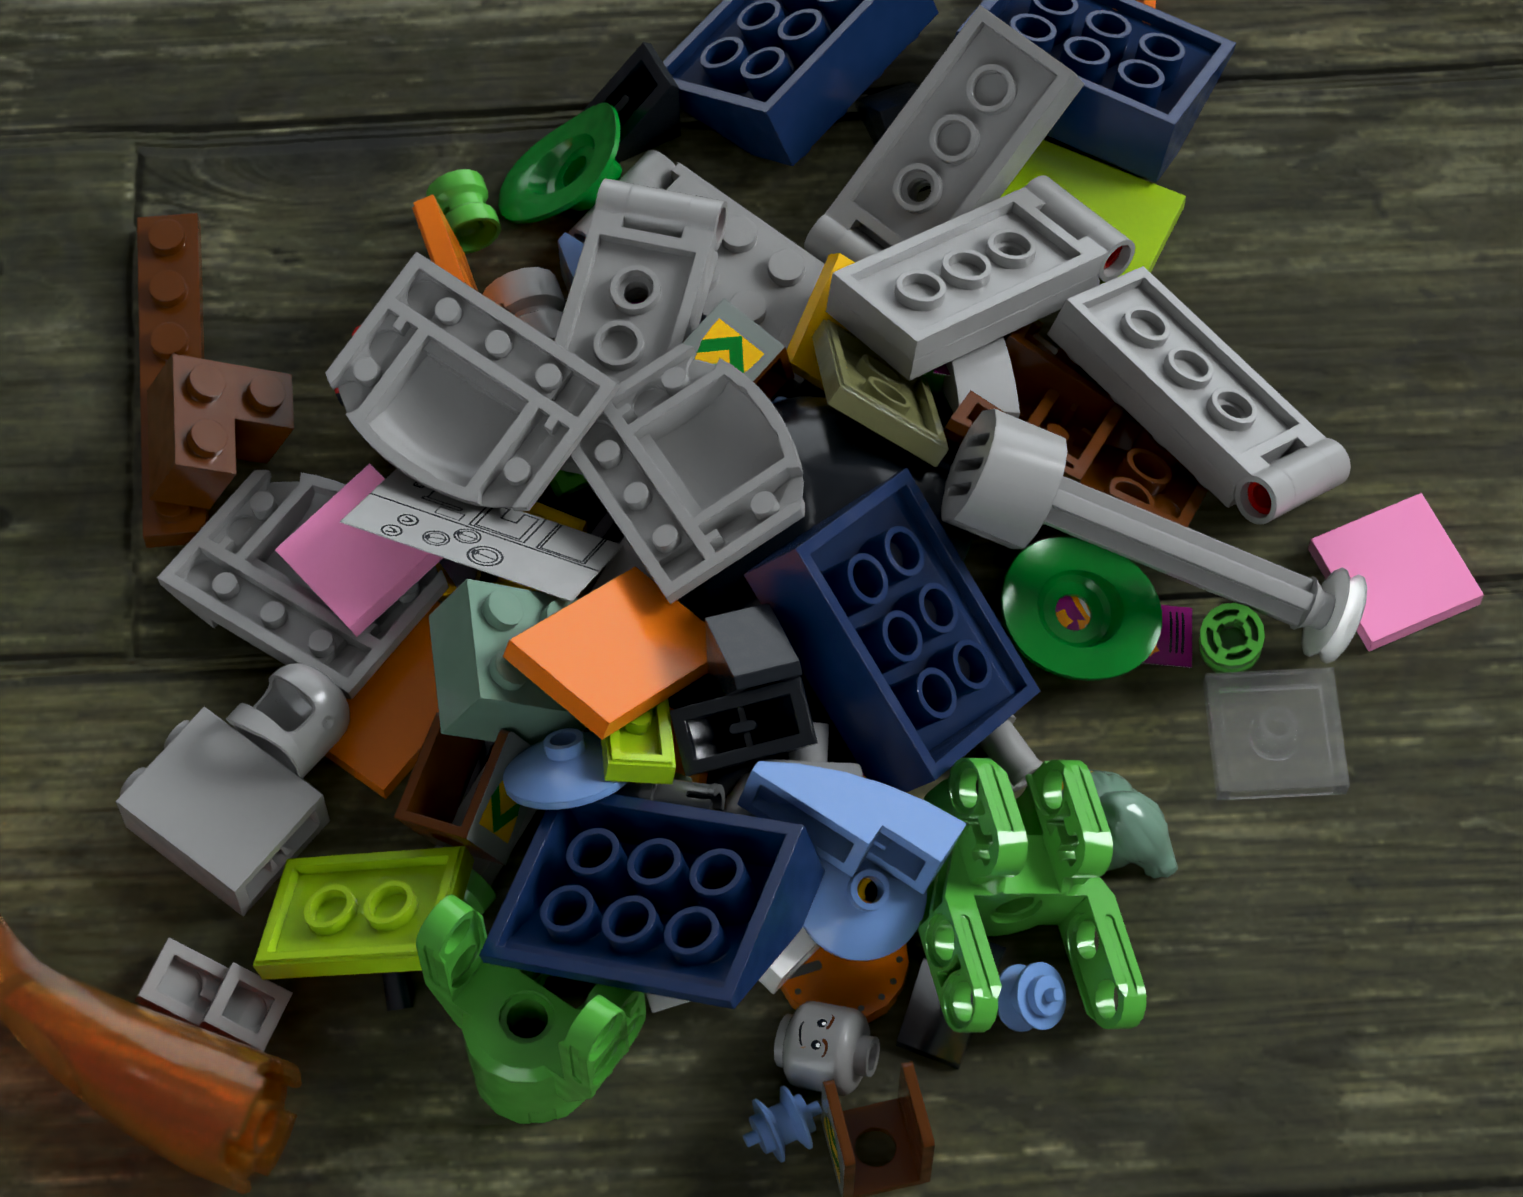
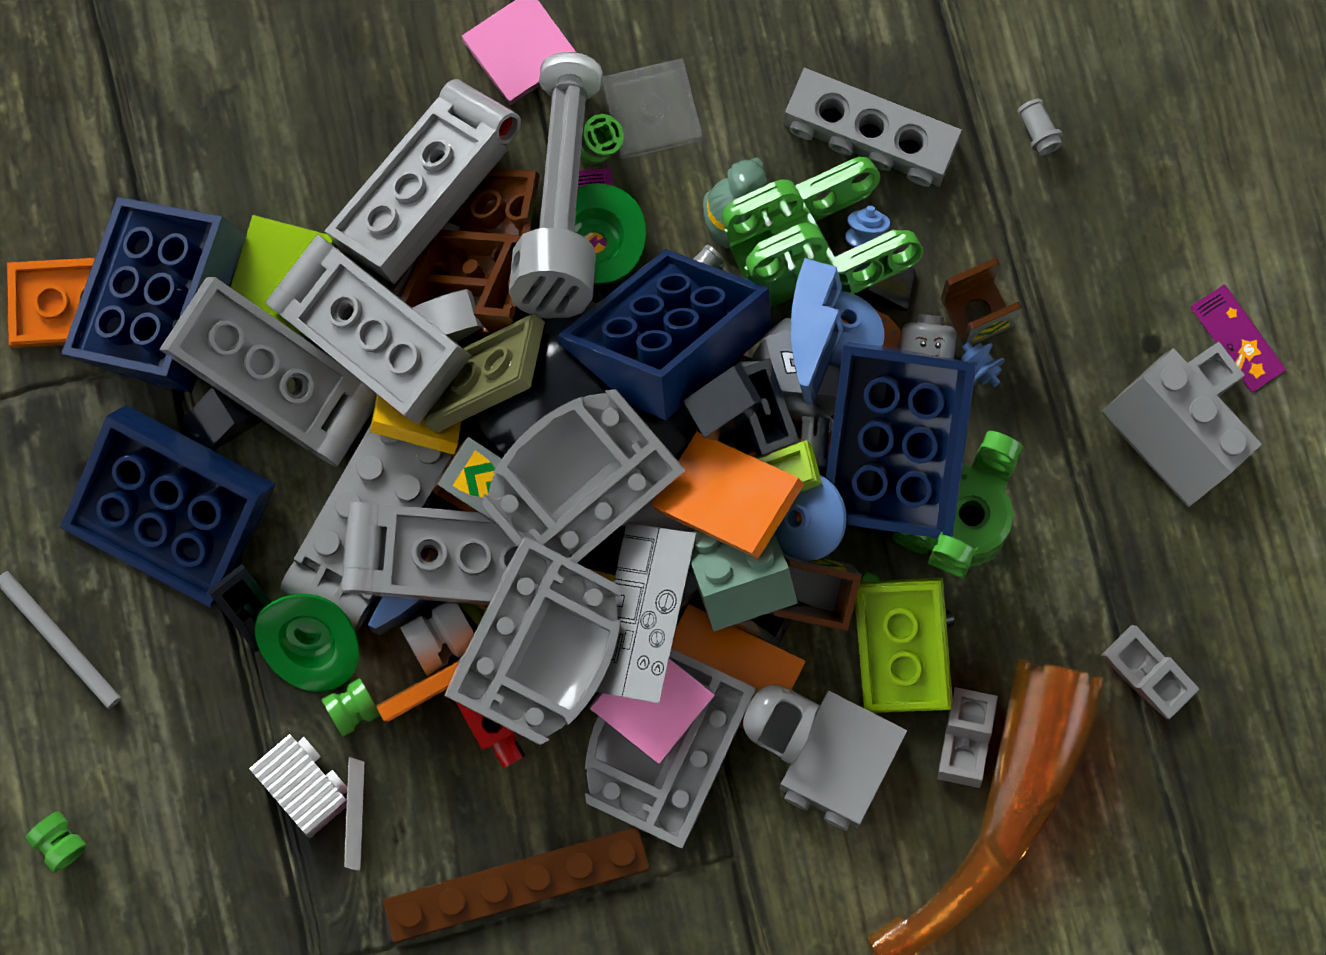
camera: 100 degrees left, 15 degrees up
(208, 417) = (572, 841): reddish brown brick -> none
(318, 194) = (354, 814): none -> white sticker
(373, 138) = (300, 785): none -> white brick
(1152, 1125) = (858, 108): none -> light grey brick

